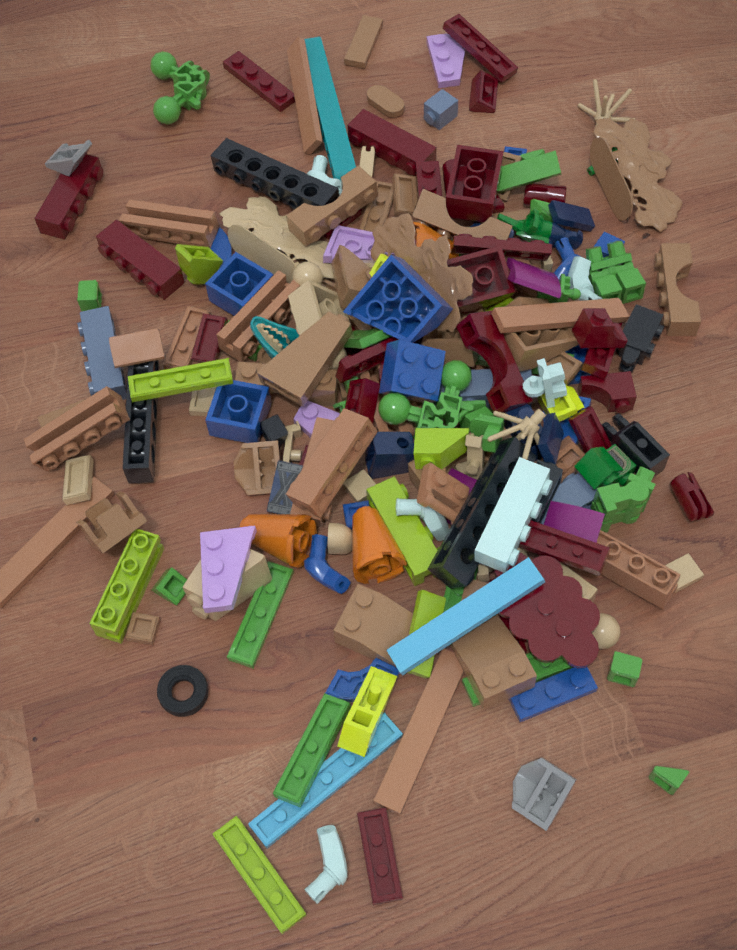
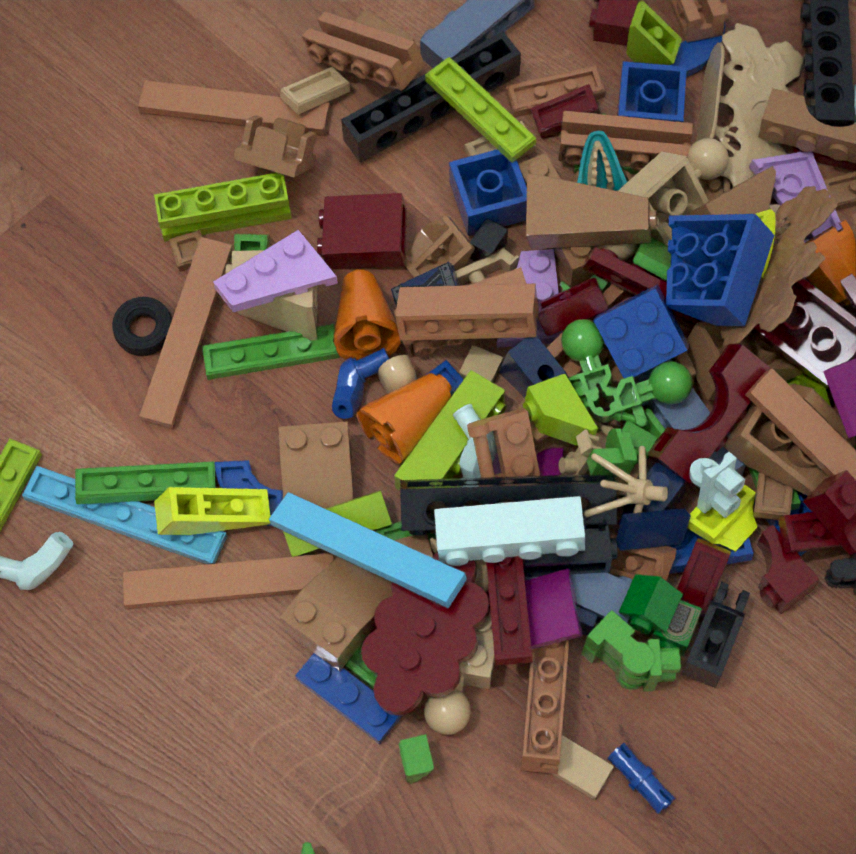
camera: 60 degrees right, 5 degrees up
(136, 348) = (490, 44): nougat slope -> none
(210, 661) = (185, 333): none -> nougat tile
(212, 501) = (363, 231): none -> dark red brick
(379, 856) = (70, 610): dark red tile -> none
(541, 791) = (220, 738): light grey slope -> none
(691, 497) = (698, 727): dark red arm -> none
(704, 542) = (641, 778): none -> blue pin

